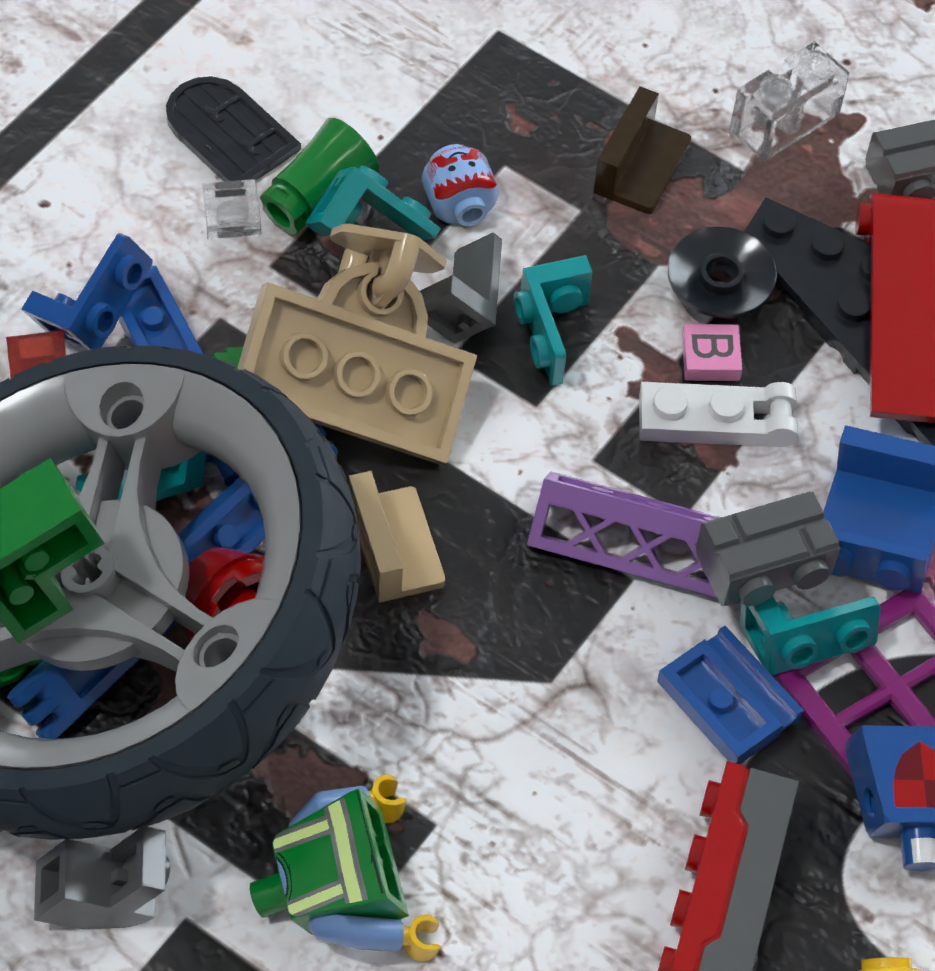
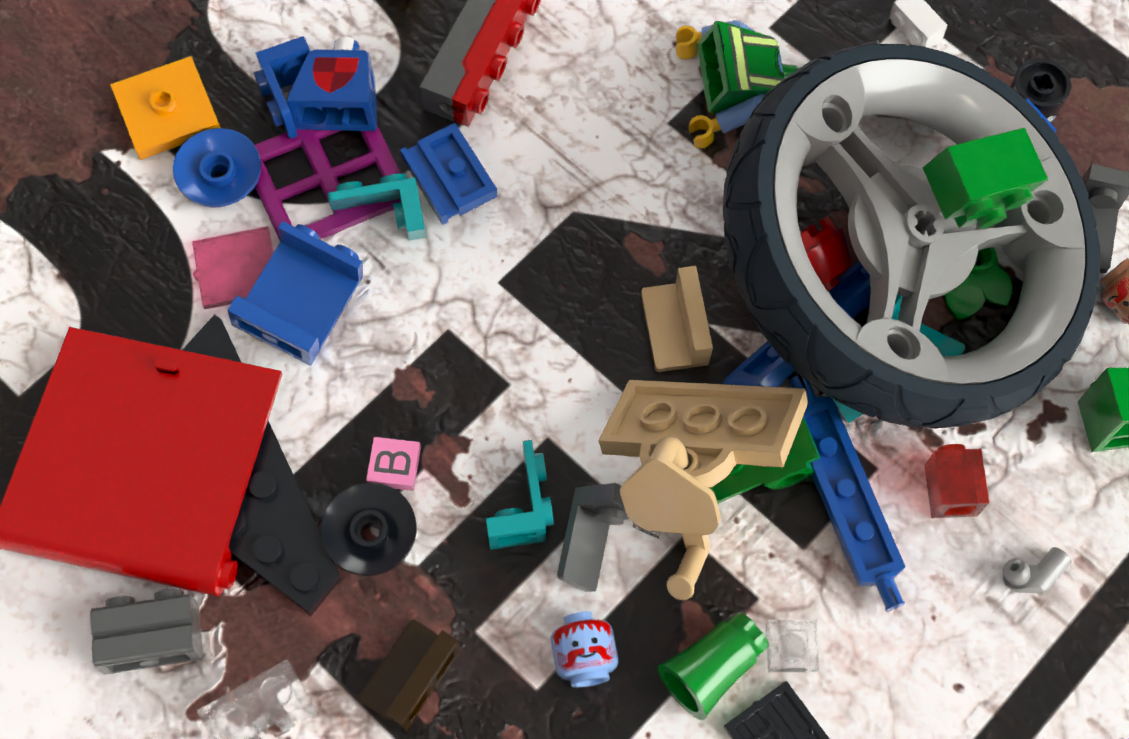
camera: 170 degrees left, 10 degrees up
(100, 303) = (930, 521): blue bracket -> none
(341, 205) = (681, 620): teal bracket -> none
(627, 509) = (476, 304): medium lavender fence -> none
(718, 414) = (403, 406): white plate -> none
(768, 550) = (402, 230): dark grey brick -> none

